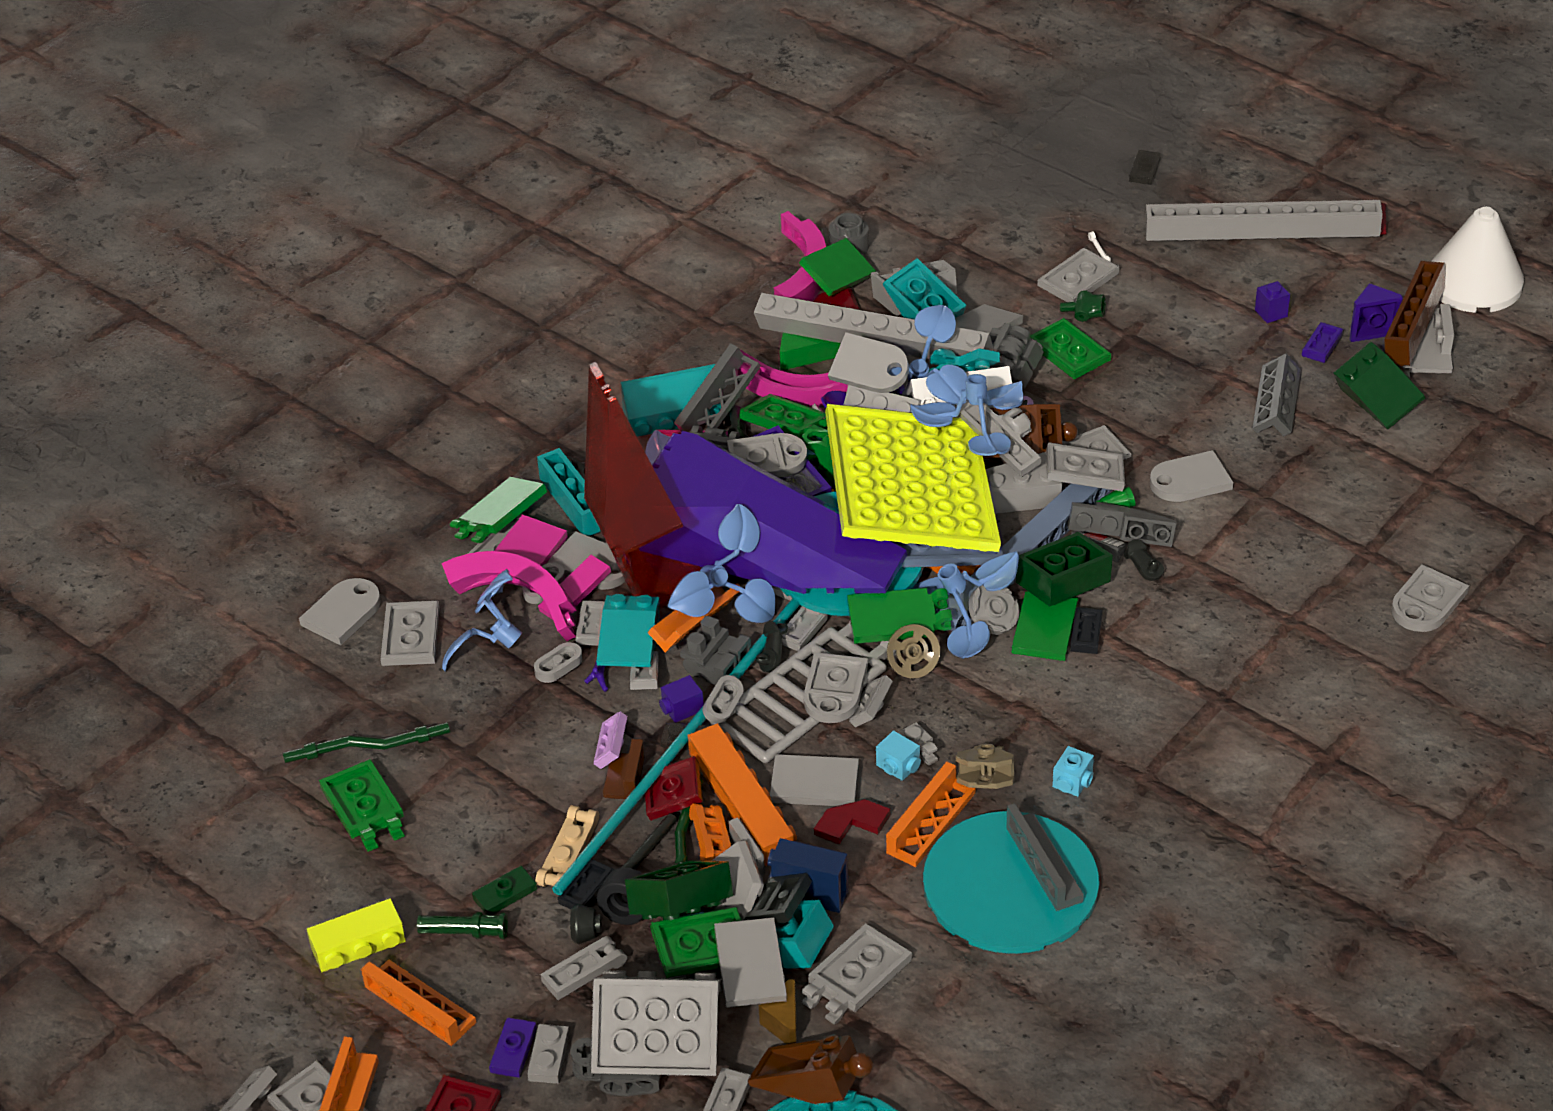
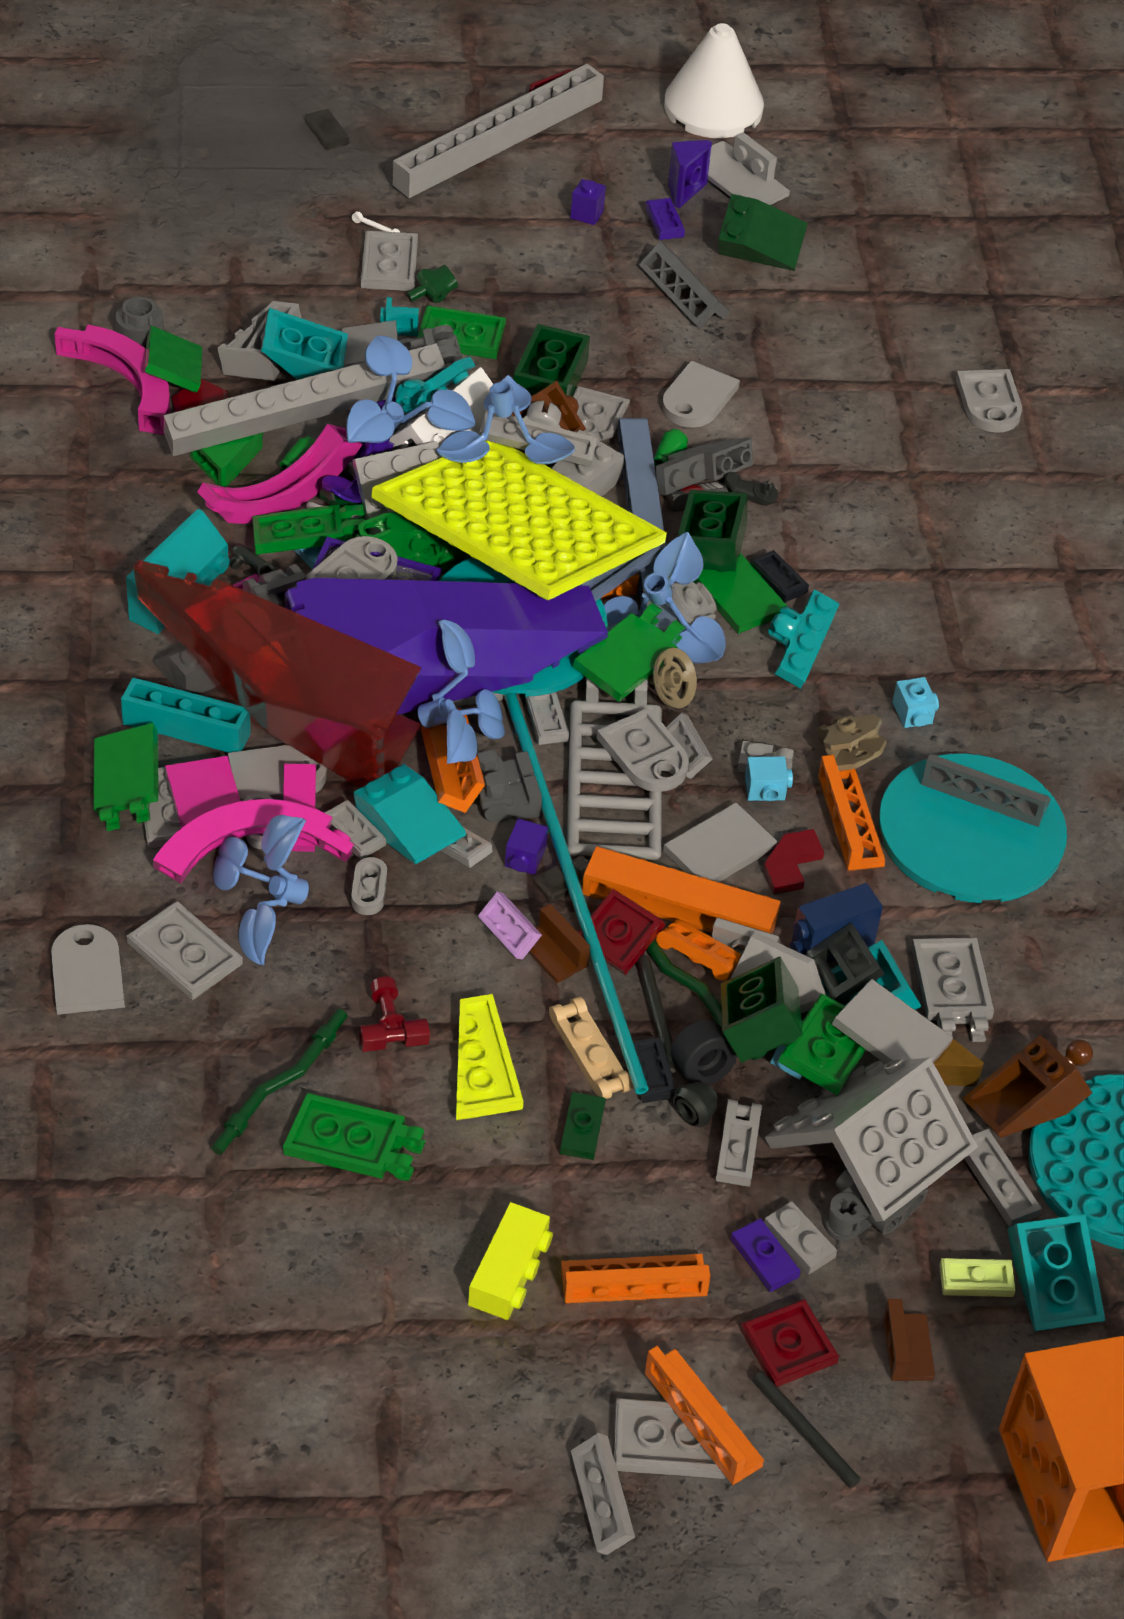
camera: 50 degrees left, 5 degrees up
(466, 753) = (391, 1026): none -> dark red bar
(477, 925) = (602, 1173): dark green pin -> none
(492, 811) = (485, 1067): none -> neon yellow wing
(597, 672) = (414, 872): dark purple bar -> none
(714, 386) = (219, 533): dark grey fence -> none
(721, 700) = (571, 822): light grey plate -> none
(771, 656) = (553, 757): pearl dark grey piece -> none
(867, 364) = (363, 429): light grey tile -> none
(1032, 318) = (405, 318): none -> teal bracket
(1051, 679) = (802, 636): none -> teal plate
(1085, 466) = (628, 428): light grey tile -> none
(1095, 398) = (553, 357): none -> dark green brick
(1415, 312) = (727, 154): reddish brown brick -> none

